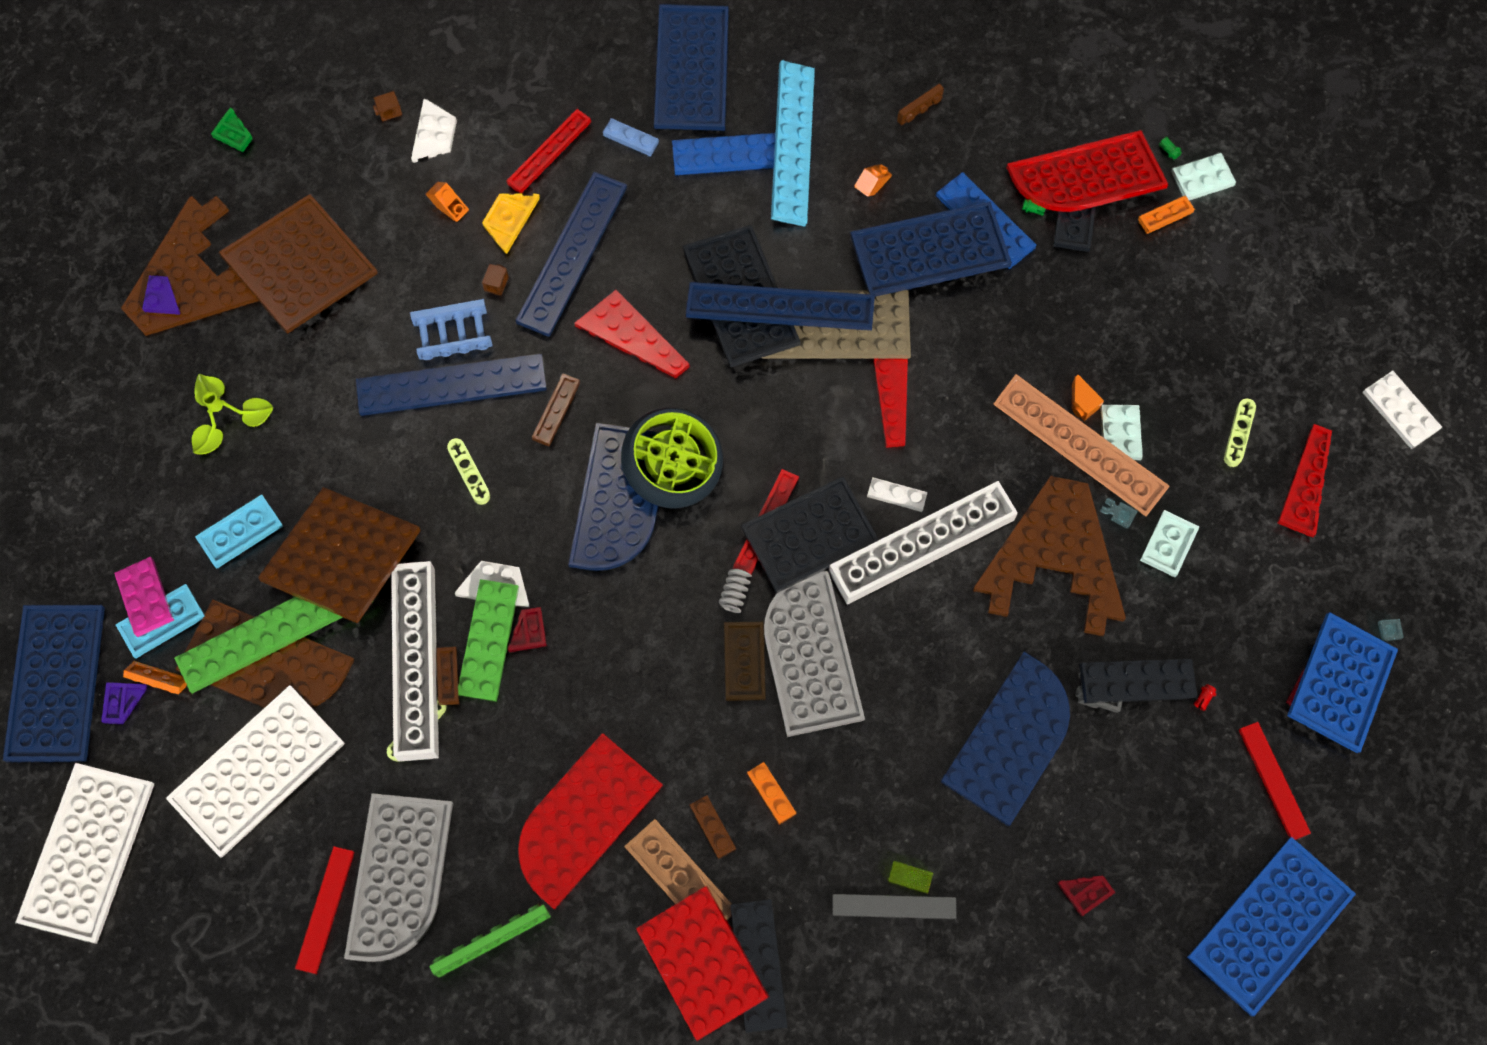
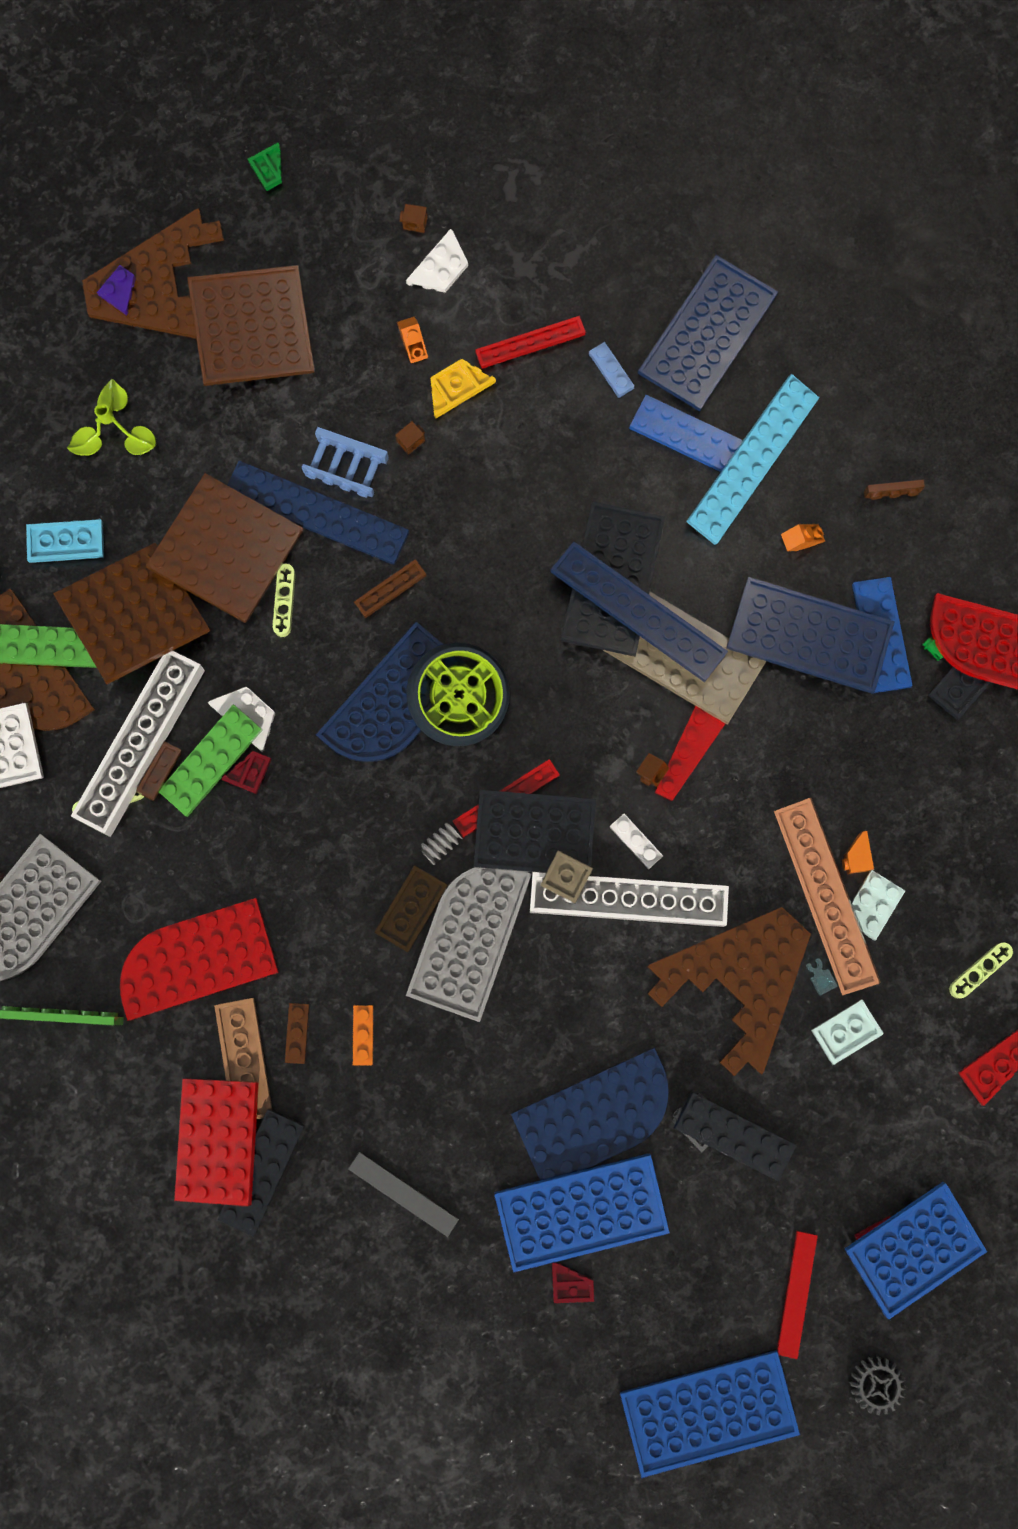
camera: 35 degrees right, 10 degrees up
(390, 455) = (224, 548): none -> reddish brown plate
(571, 254) = (491, 451): dark blue plate -> none
(629, 331) = (495, 549): wing -> none
(861, 550) = (566, 876): none -> dark tan plate
(873, 428) = (652, 770): none -> reddish brown brick
(910, 877) = (432, 1178): clear neon green plate -> none
(1055, 824) = (581, 1212): none -> blue plate
(1205, 696) = (788, 1184): red pin -> none
(1381, 826) = (870, 1388): none -> dark grey gear
(1390, 630) = (993, 1230): clear light blue plate -> none

